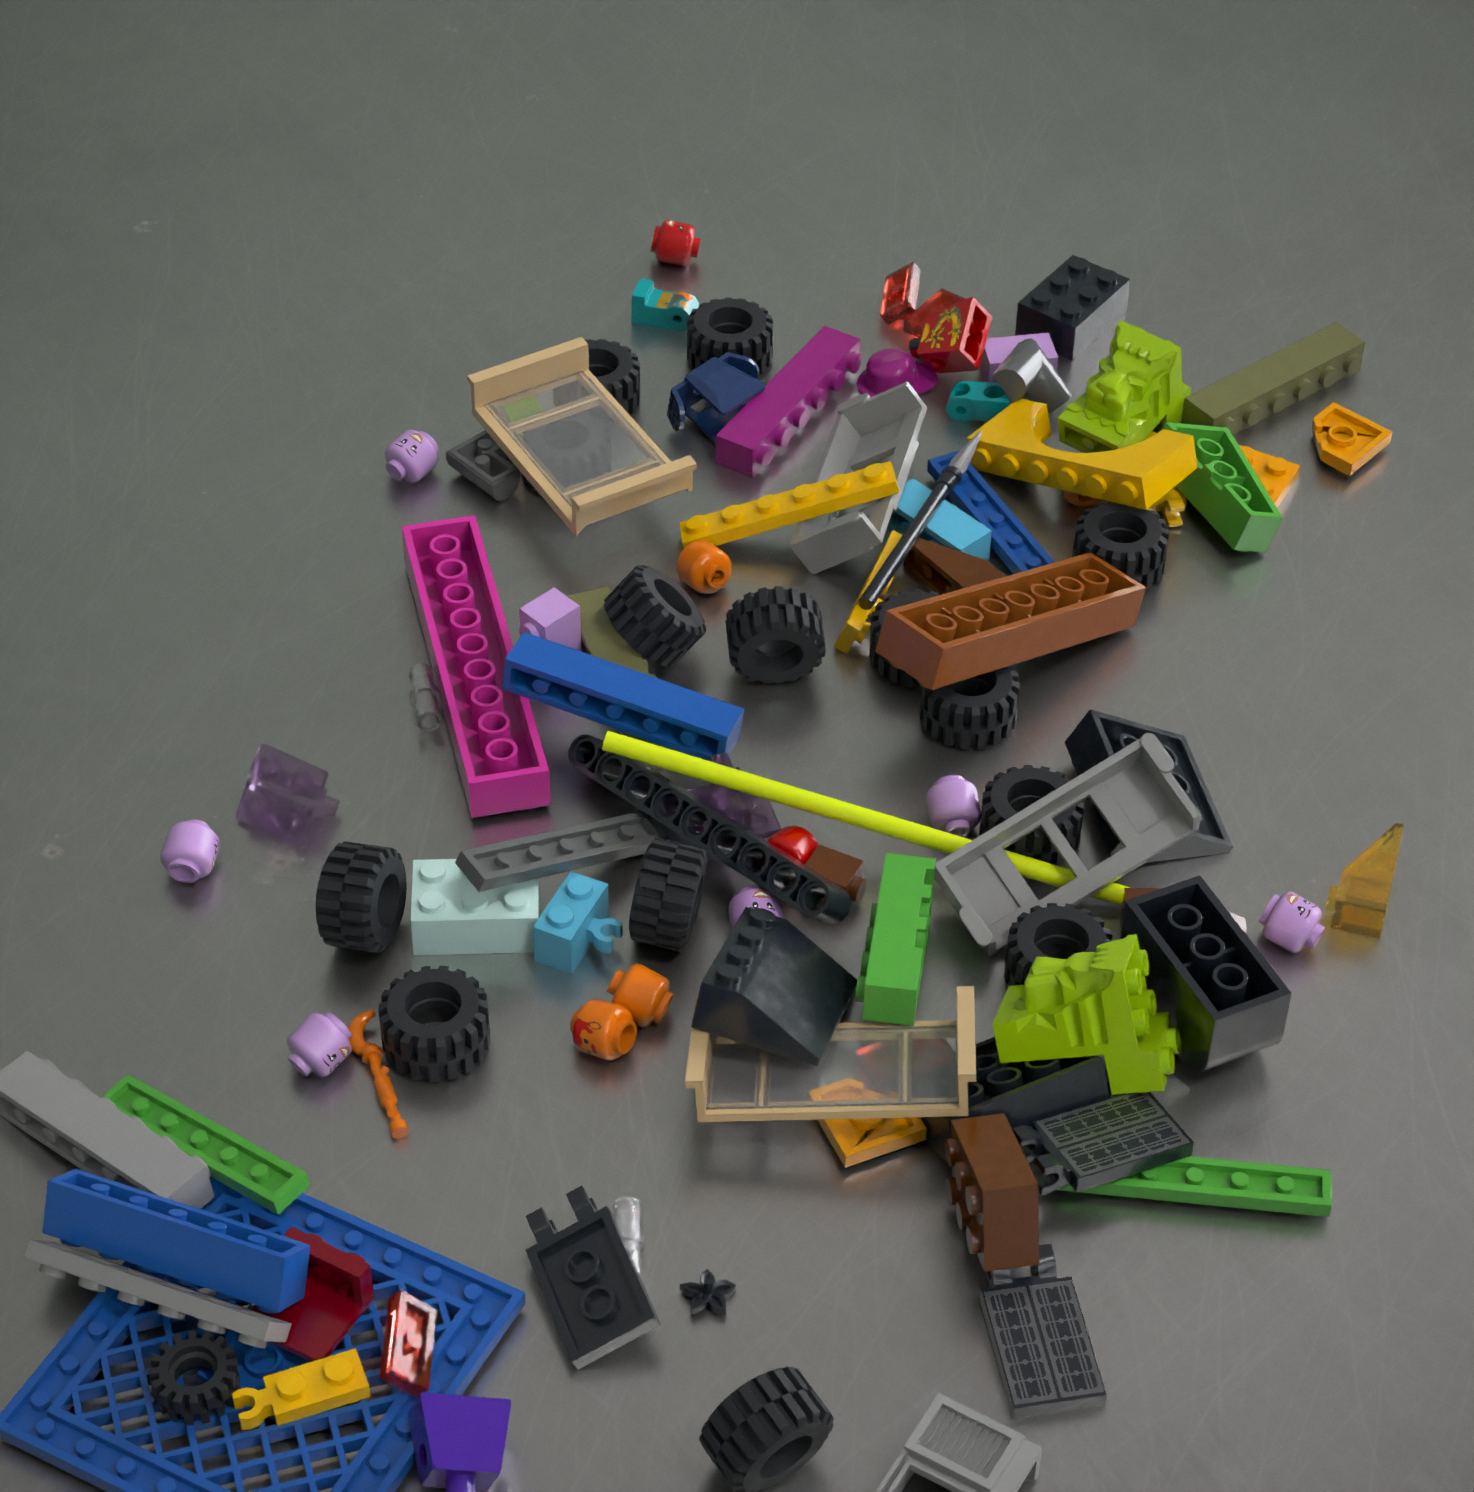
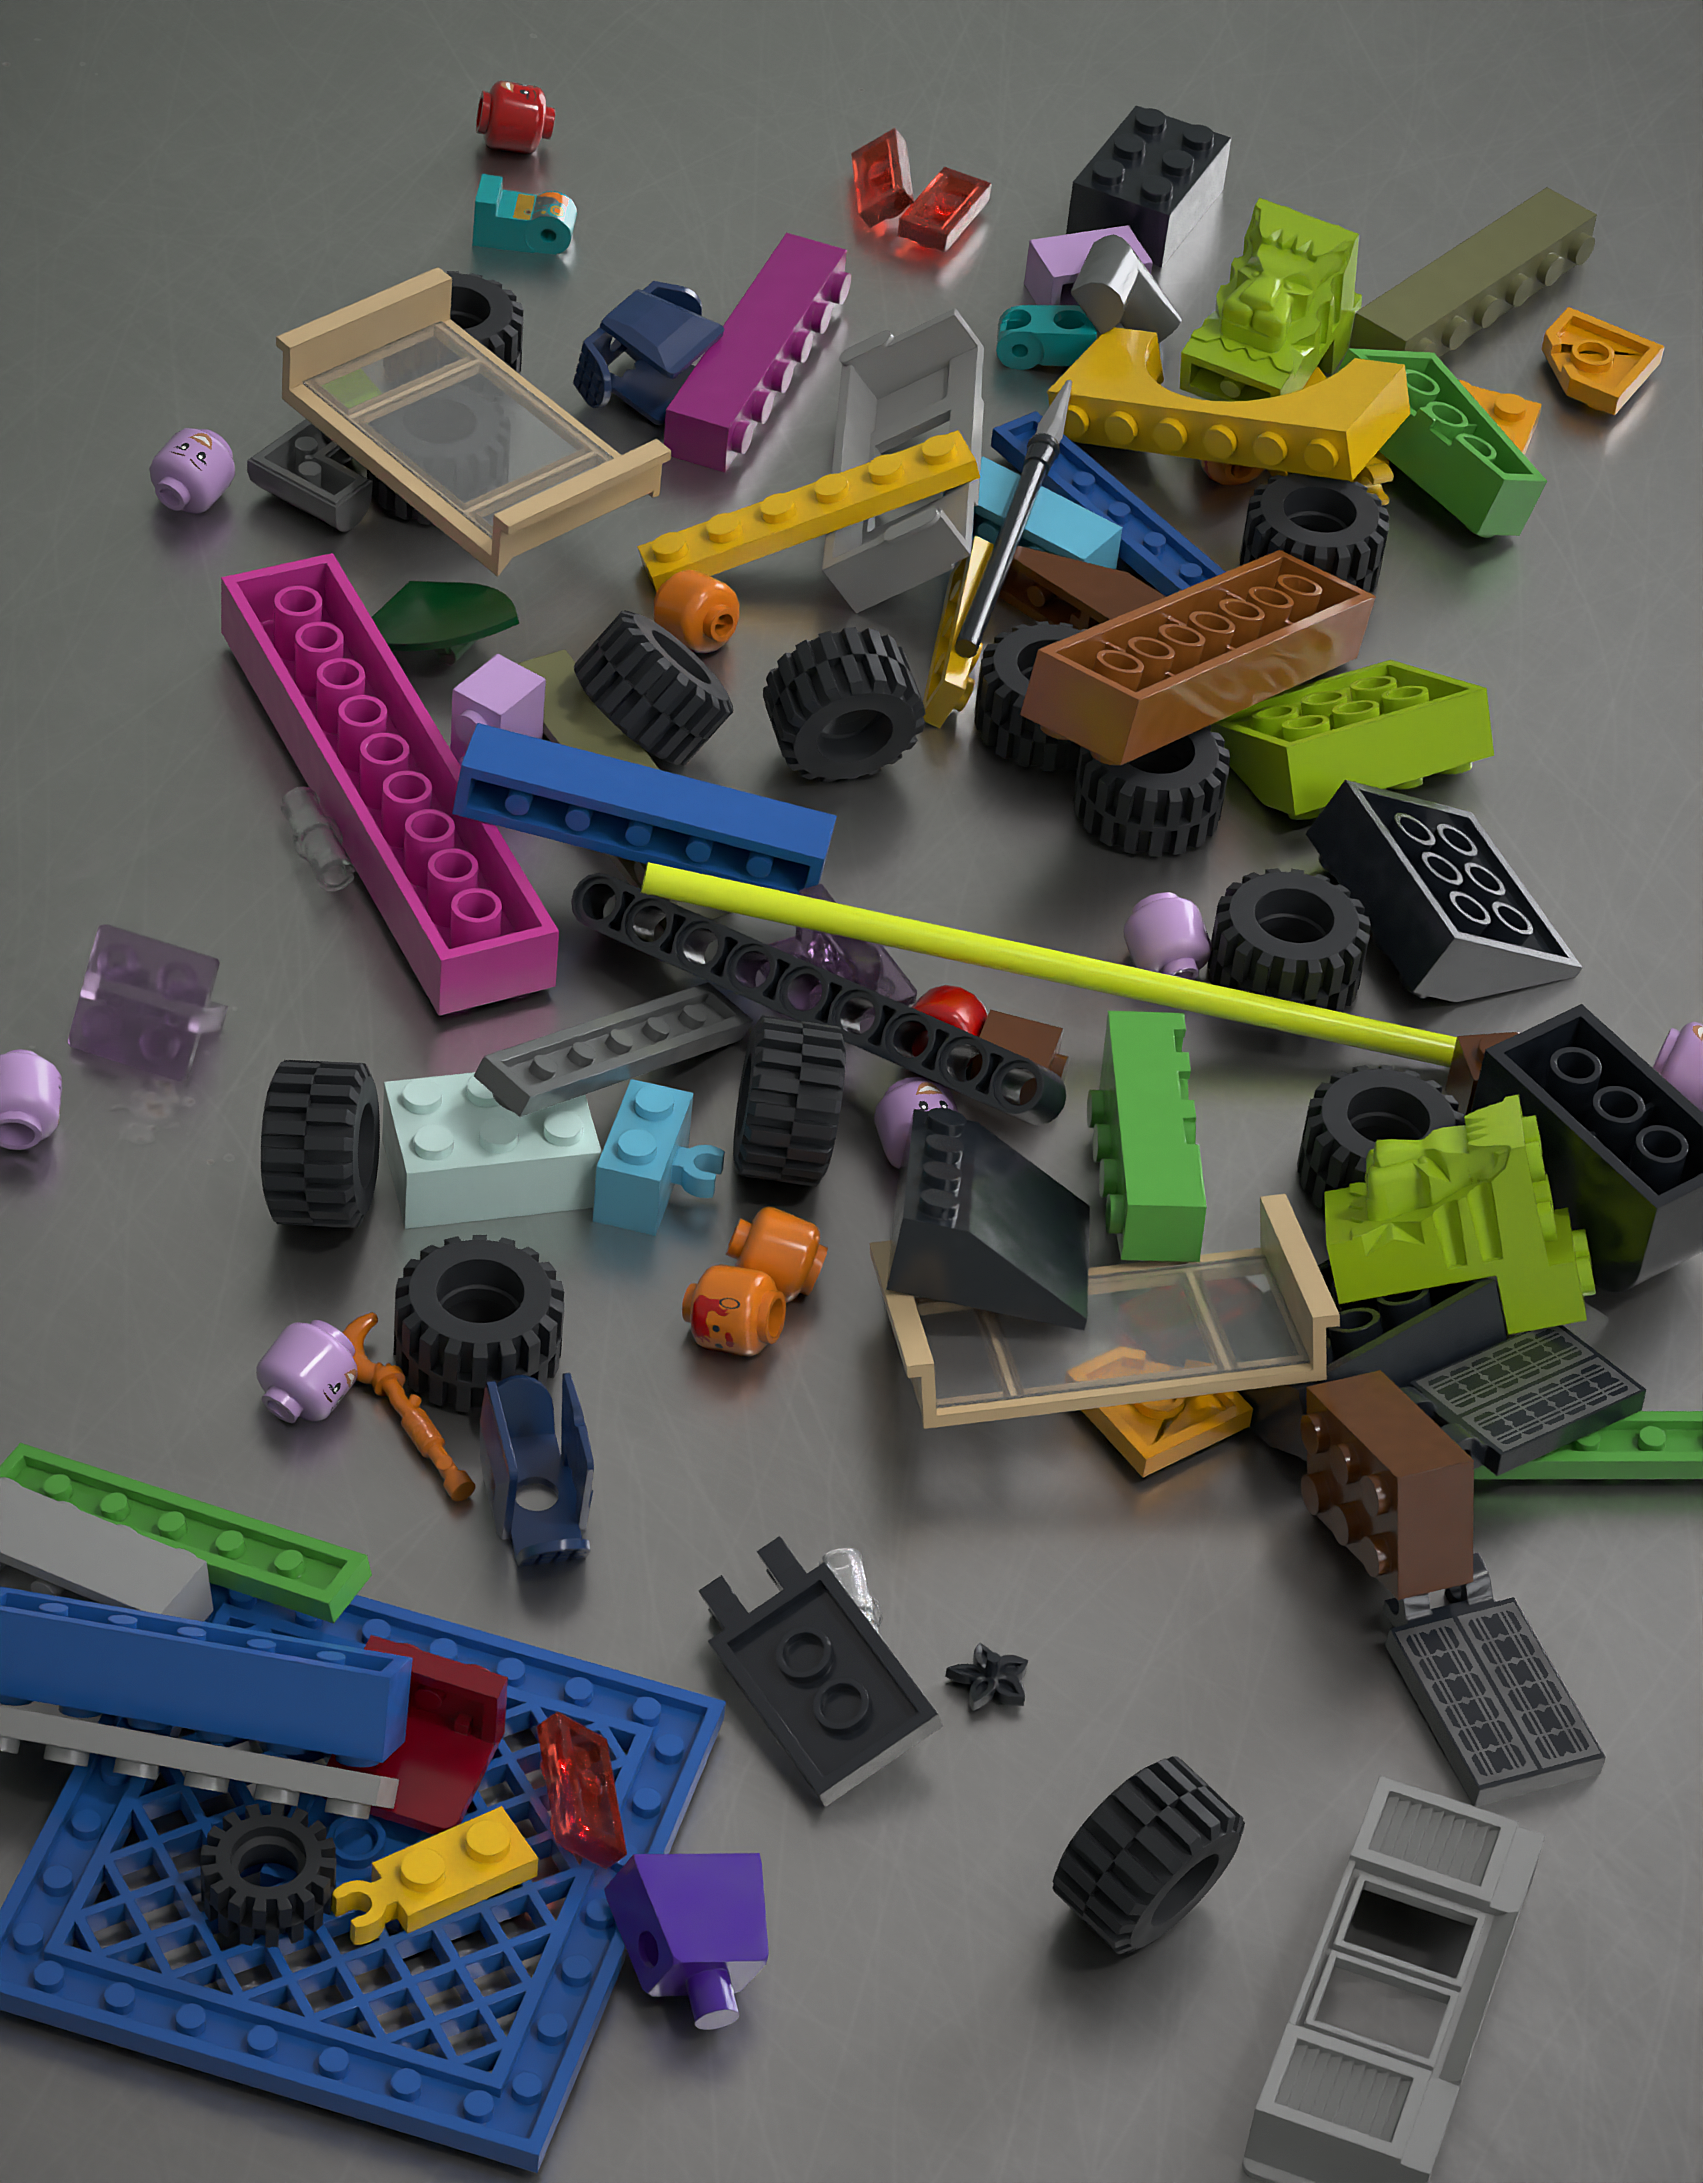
camera: 15 degrees left, 0 degrees up
(449, 1108) = (523, 1450): none -> dark blue piece
(540, 560) = (444, 617): none -> dark green shield
(732, 328) = (638, 243): black tyre -> none
(891, 368) = (899, 299): magenta piece -> none
(953, 337) = (987, 241): red torso -> none
(1115, 677) = (1361, 726): none -> lime slope
(1135, 799) = (1450, 897): light grey piece -> none

